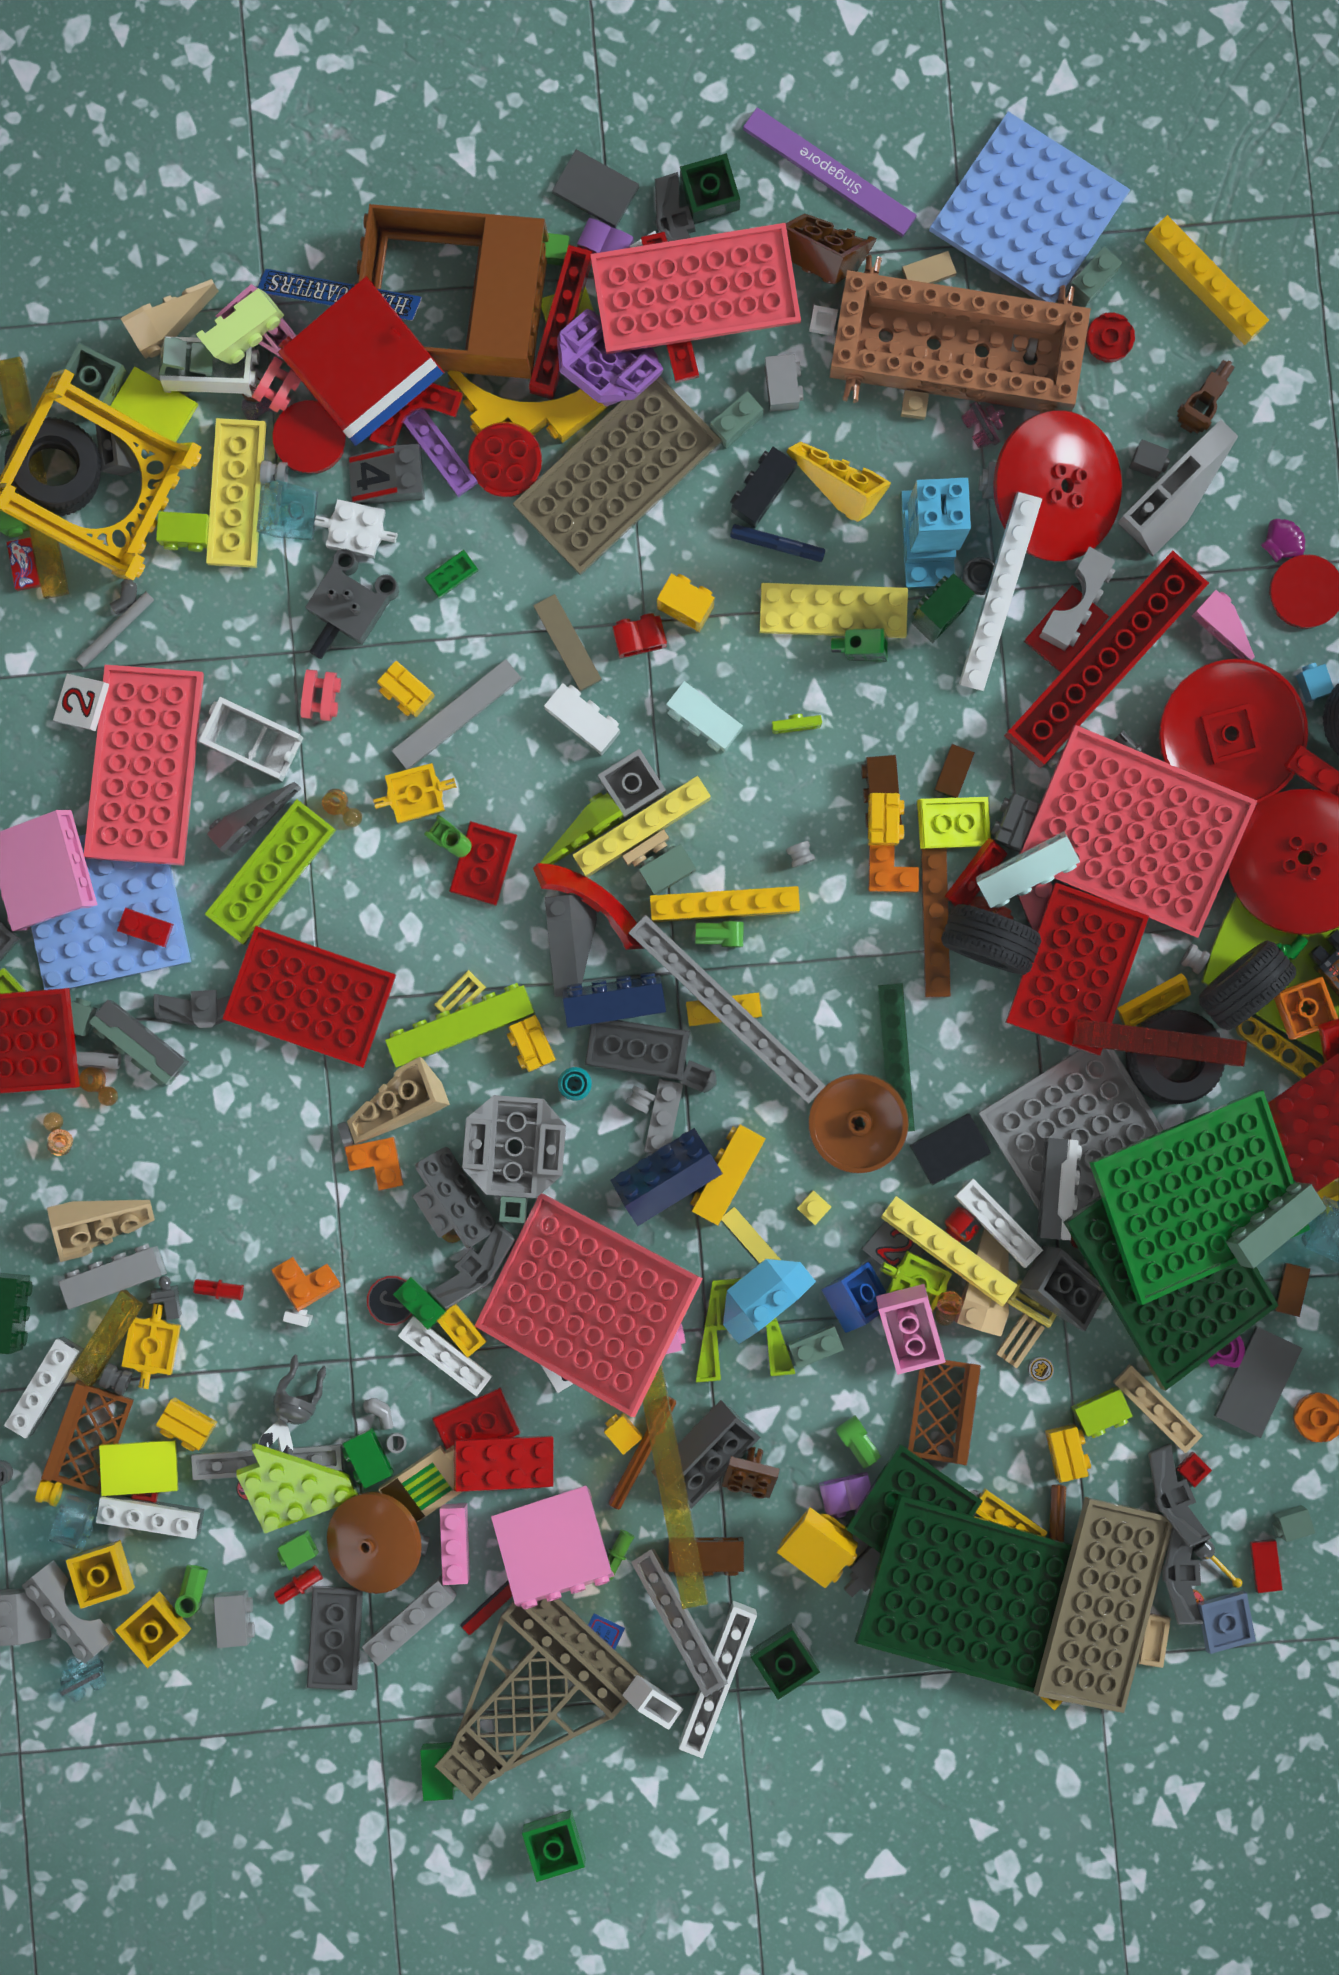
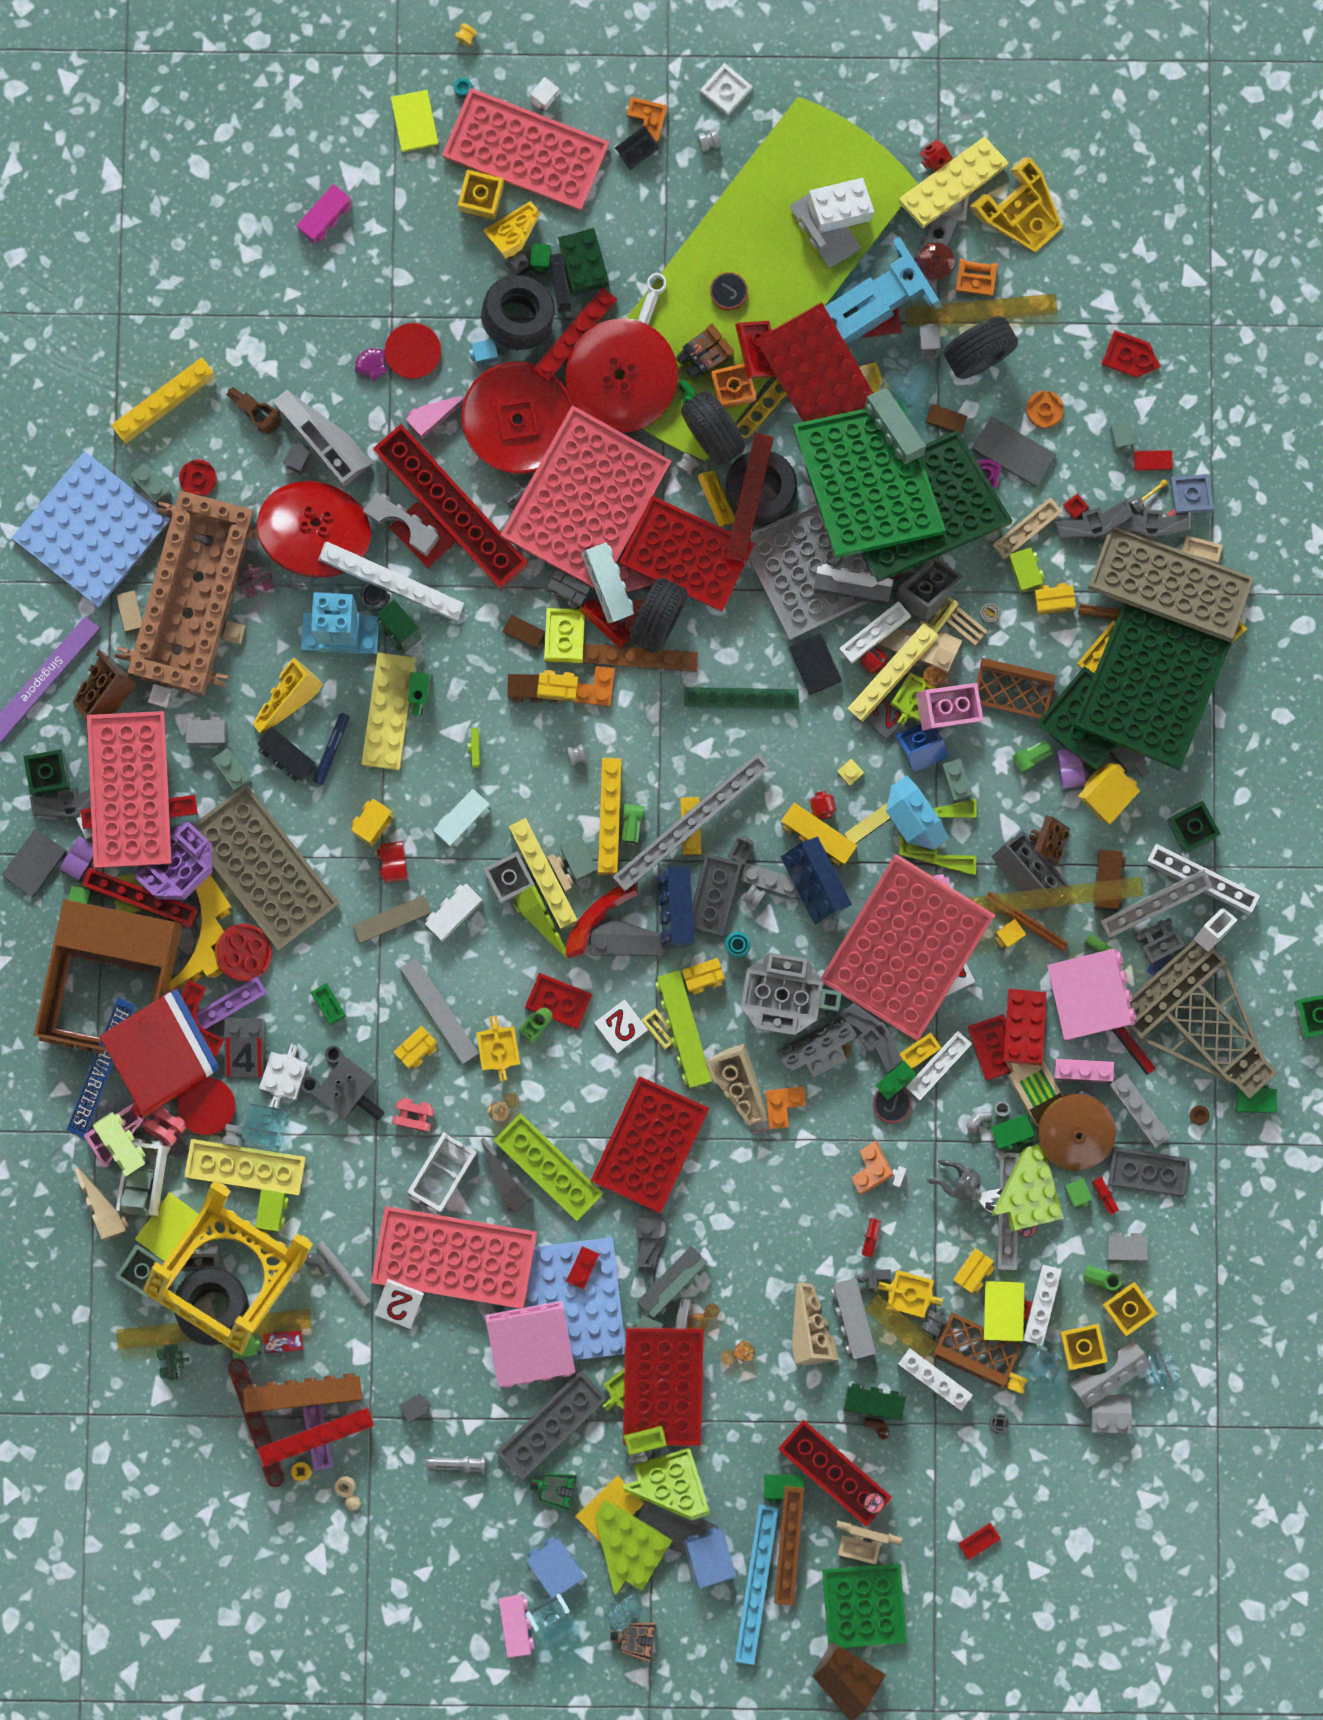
camera: 85 degrees left, 5 degrees down
(413, 1697) = (1199, 1115): none -> reddish brown tile
(458, 945) = (621, 1026): none -> white tile
(627, 1633) = (1162, 946): none -> dark grey plate
(766, 1176) = (823, 805): none -> red head
(835, 1126) = (806, 736): dark orange dish -> none

